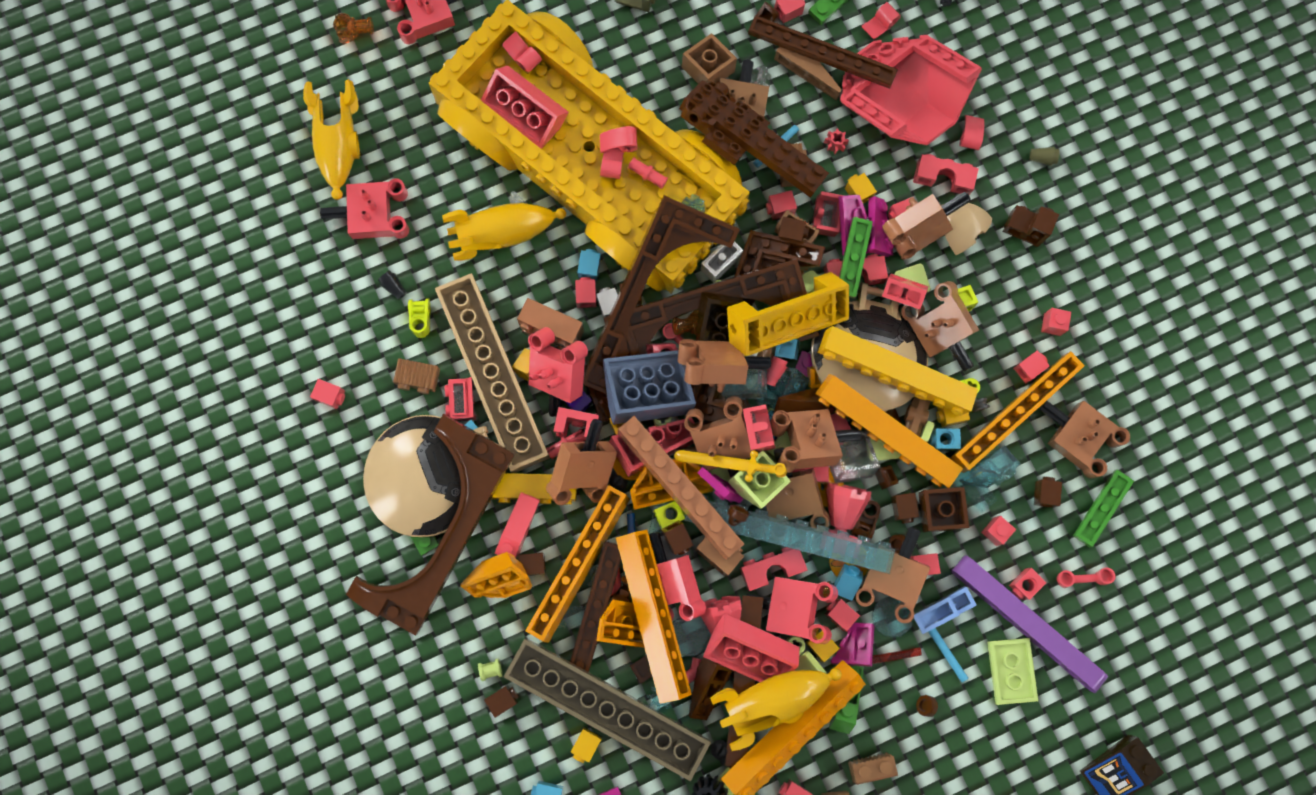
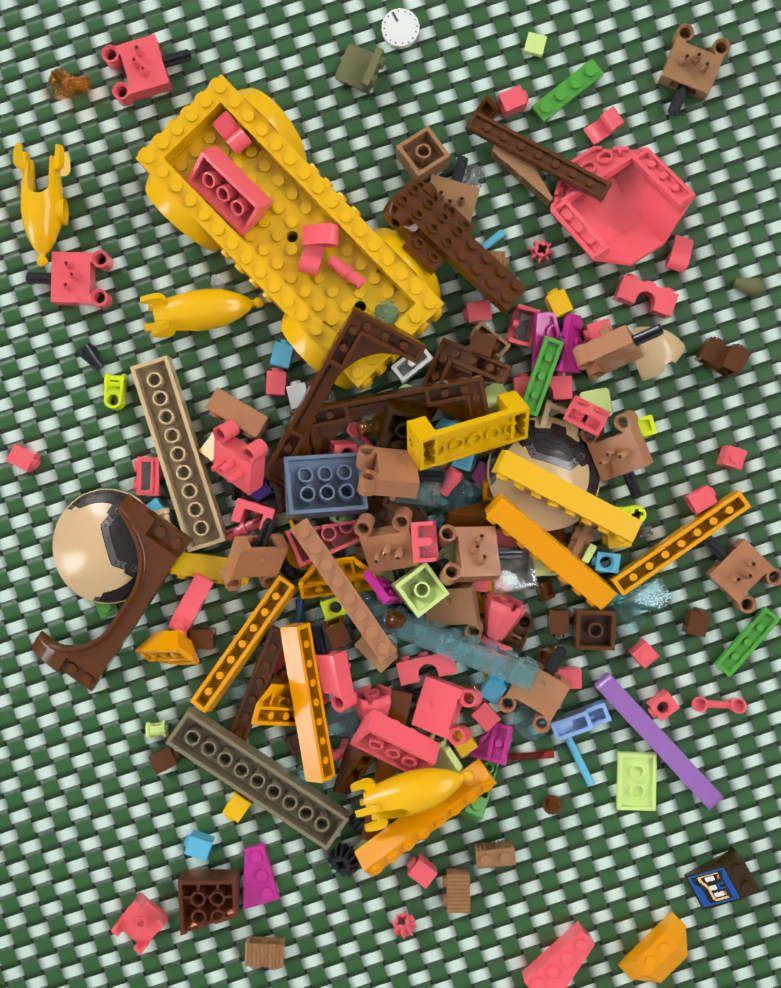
camera: 20 degrees right, 10 degrees up
(416, 375) = (108, 448): medium nougat brick -> none
(749, 466) = (411, 577): yellow sword -> none

